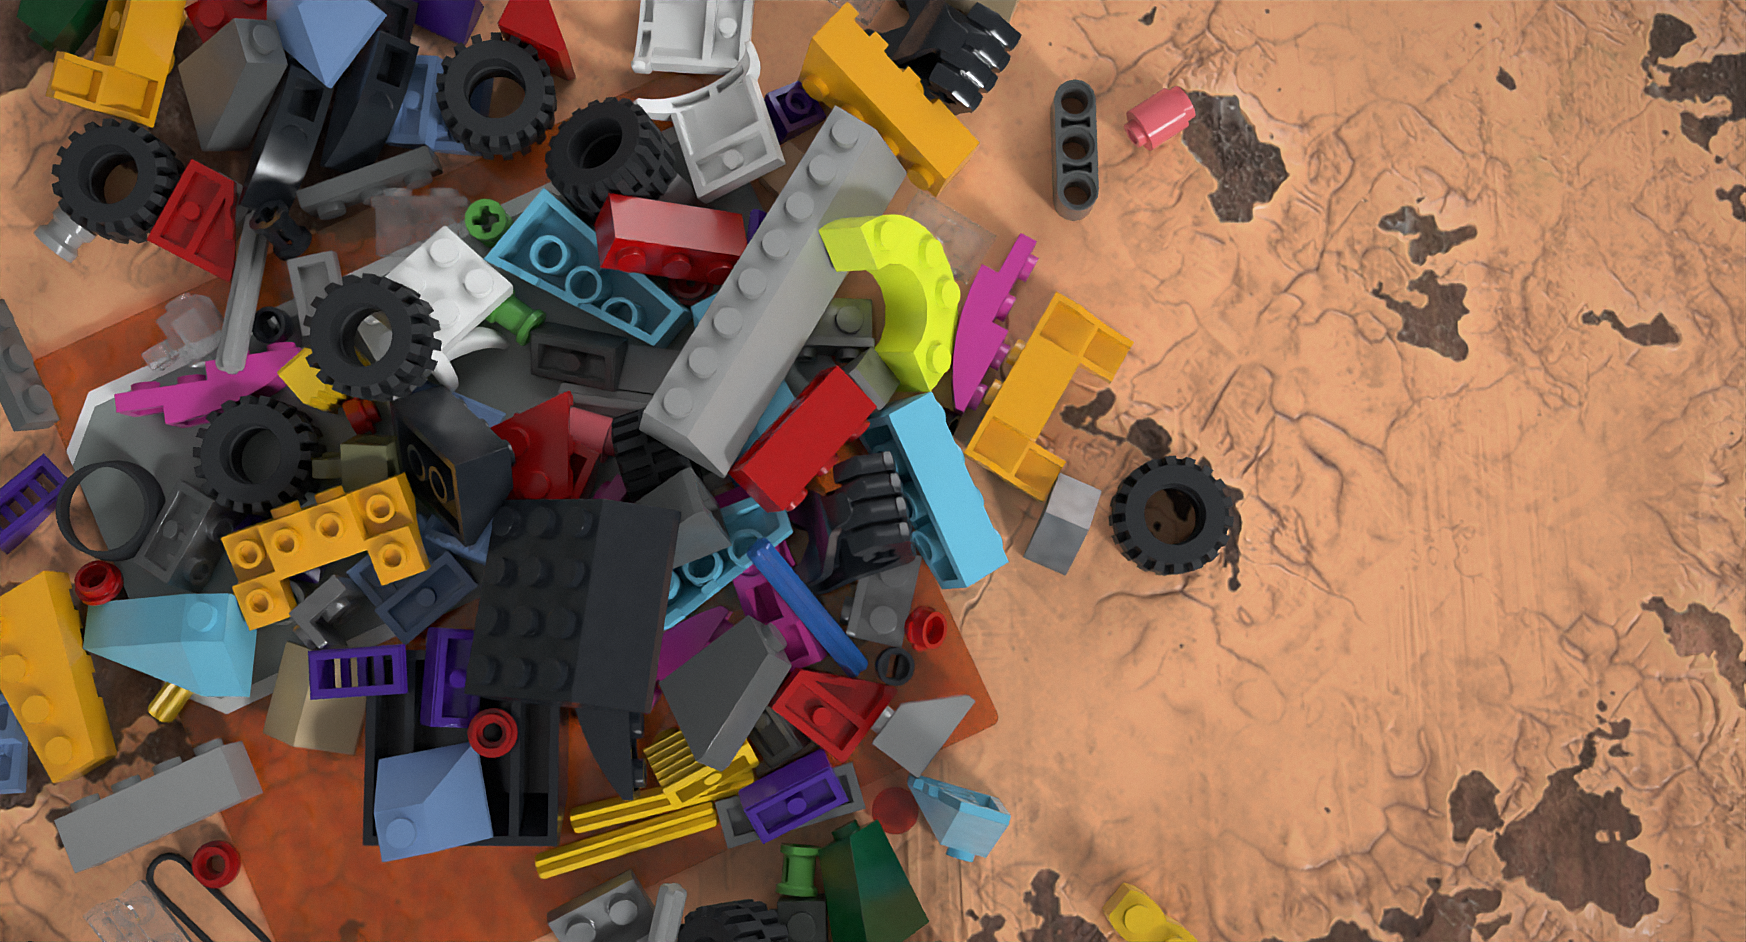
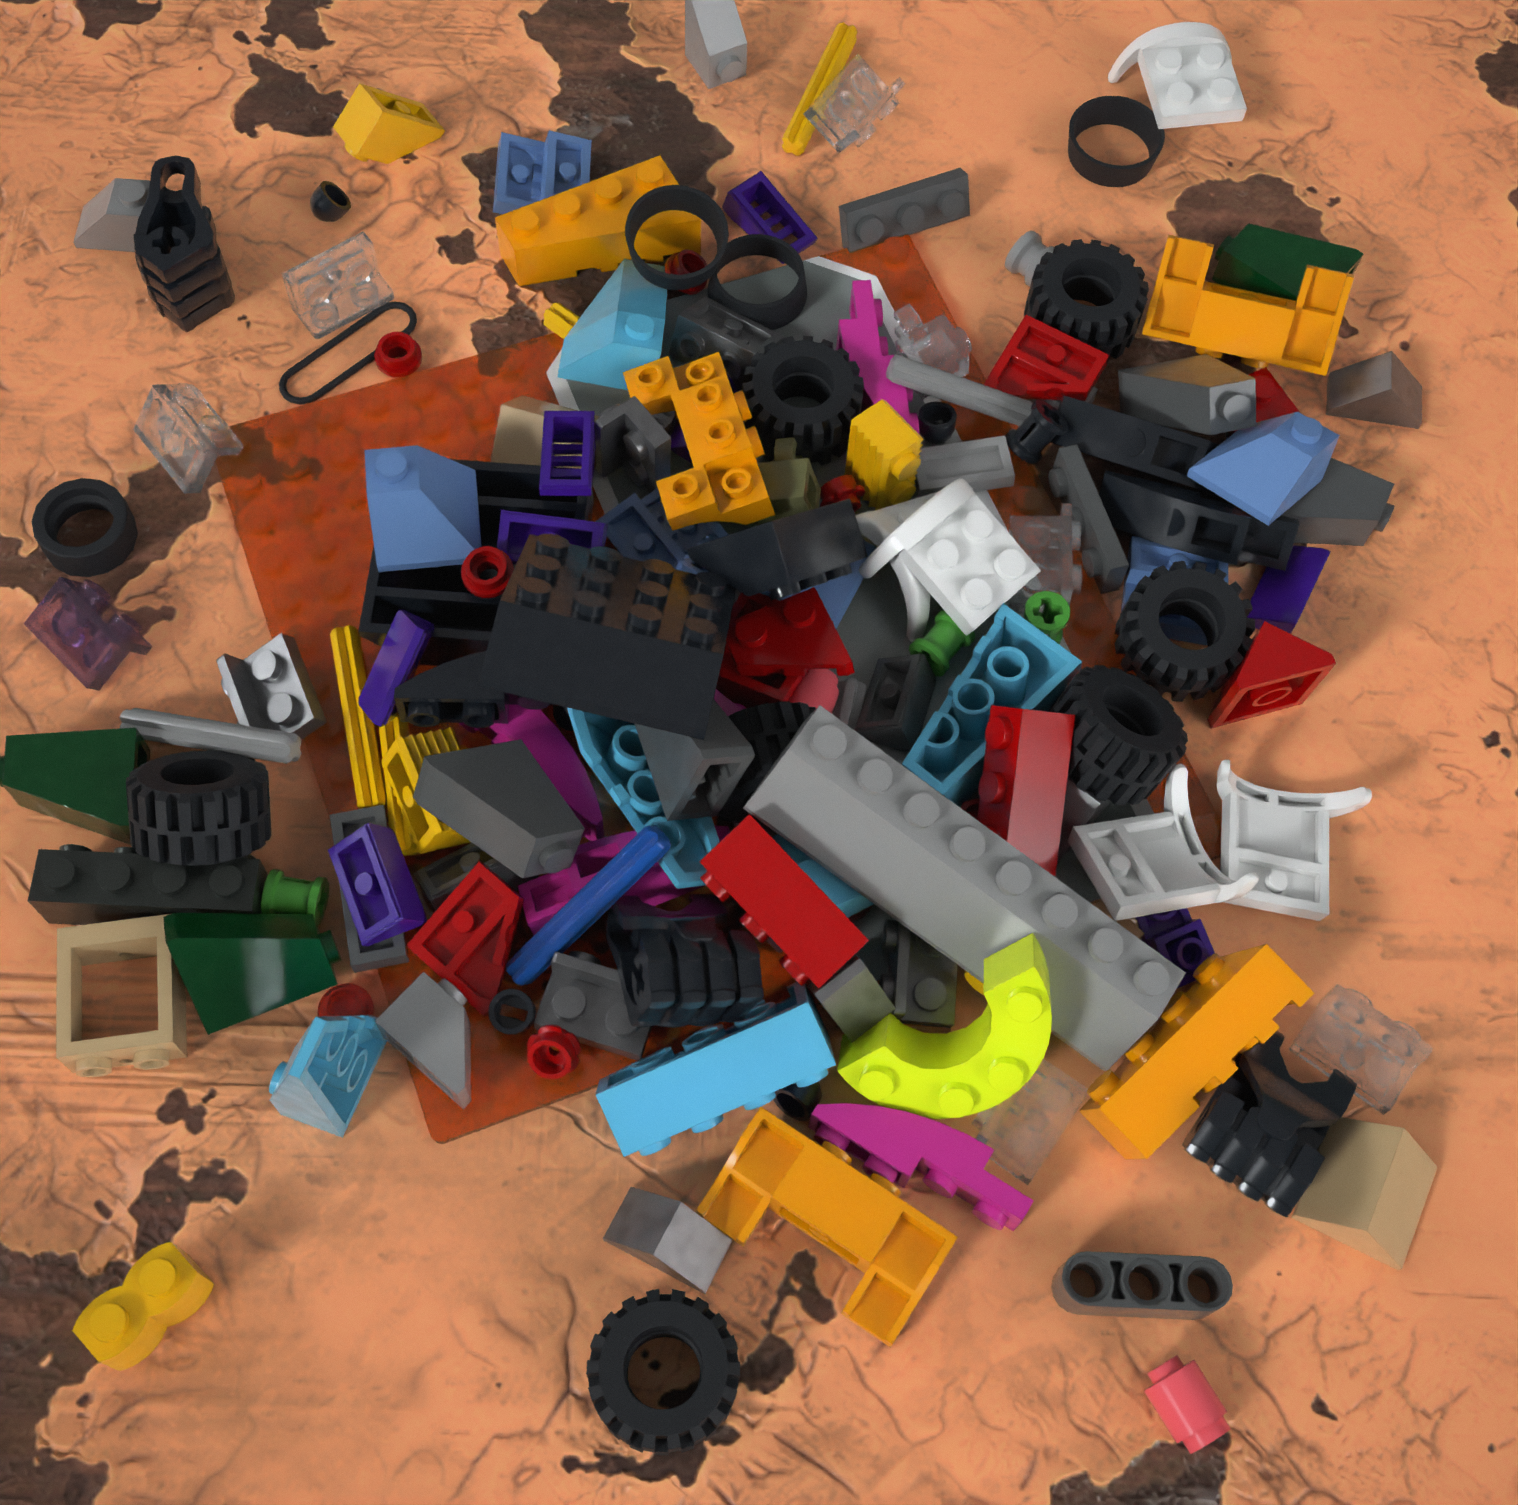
camera: 85 degrees right, 20 degrees down
(36, 567) = (682, 199): none -> black tyre
(158, 805) = (463, 306): light grey brick -> none
(335, 329) = (918, 438): black tyre -> none
(590, 807) = (394, 665): none -> dark purple slope

